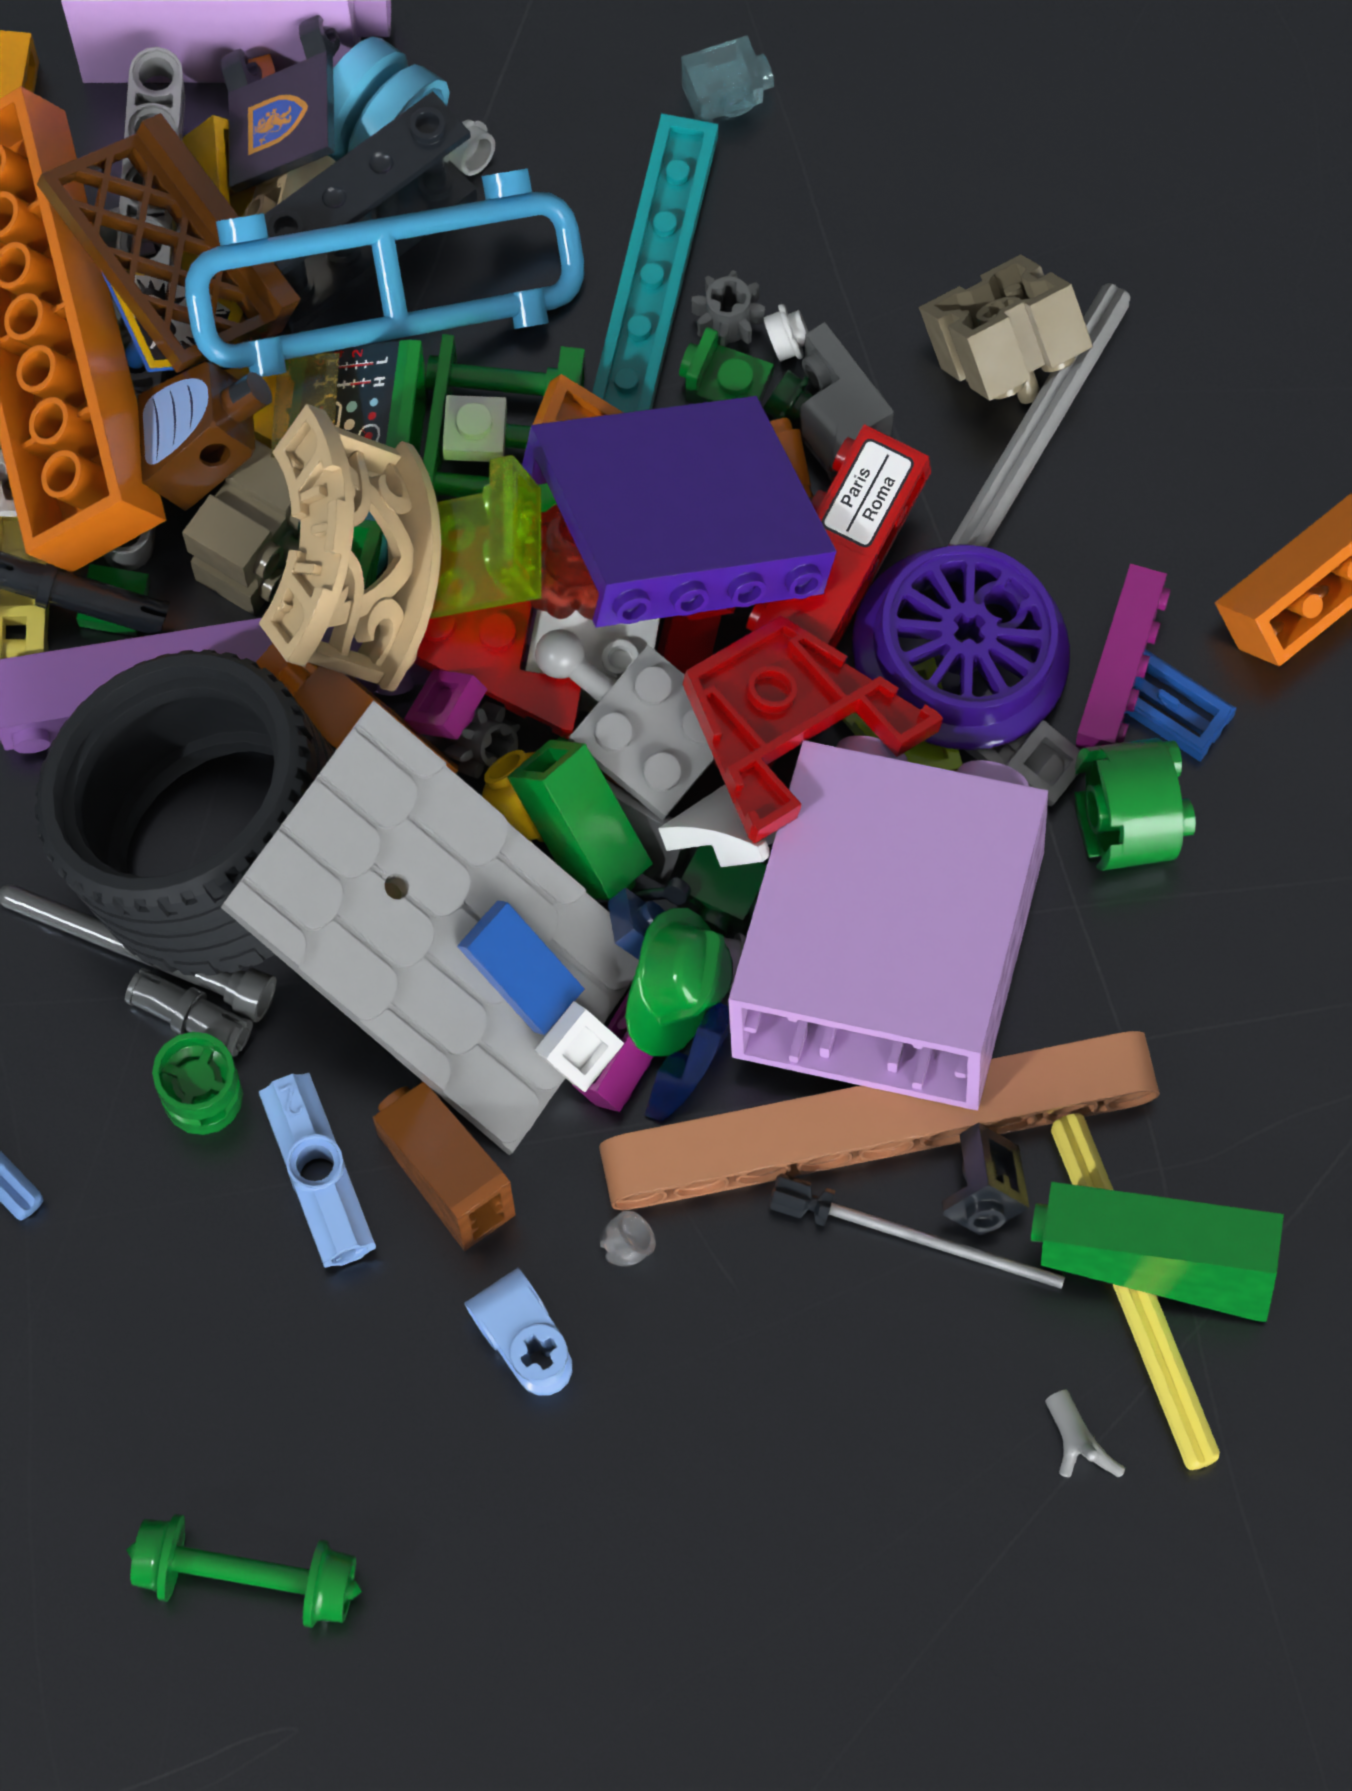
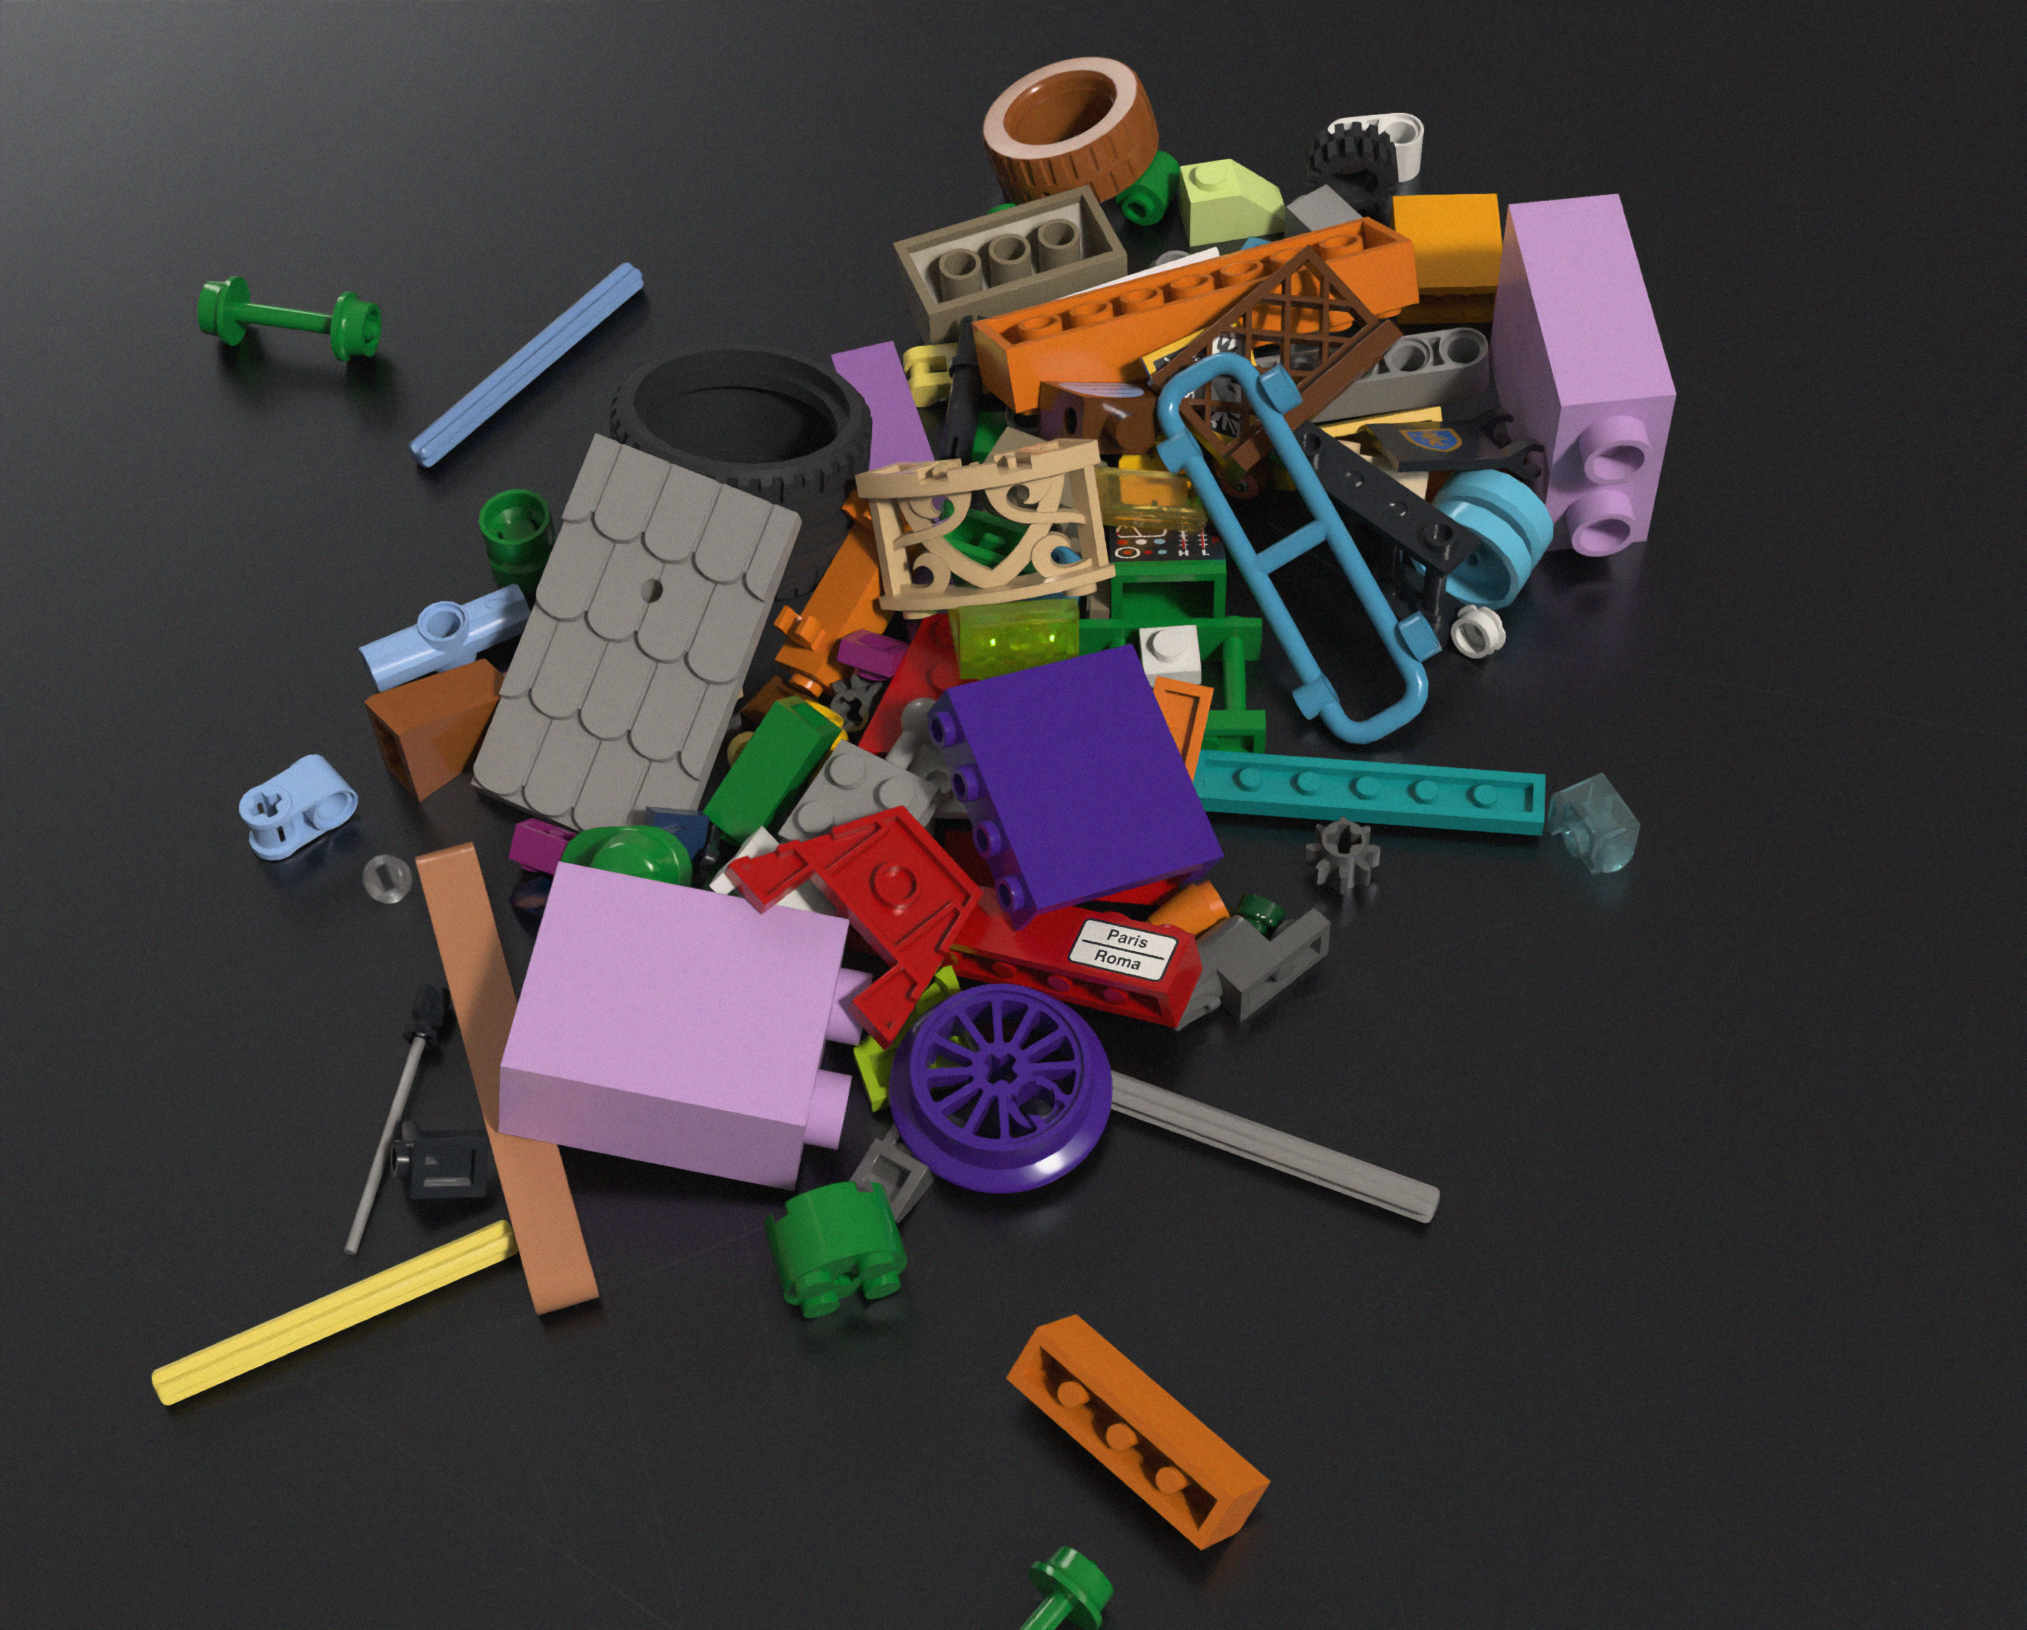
camera: 85 degrees right, 15 degrees down
(161, 1555) = (72, 683): green piece -> none
(520, 967) = (610, 727): blue tile -> none
(579, 1046) = (554, 801): white plate -> none
(721, 372) = (1273, 860): green bracket -> none
(786, 333) = (1331, 902): white plate -> none
(1007, 329) = (1348, 1080): dark tan brick -> none
(1077, 1437) = (189, 1273): light grey bar -> none
(1123, 658) = (1000, 1231): magenta piece -> none
(1163, 1246) = (352, 1310): green slope -> none
(1193, 691) = (948, 1337): blue tile -> none

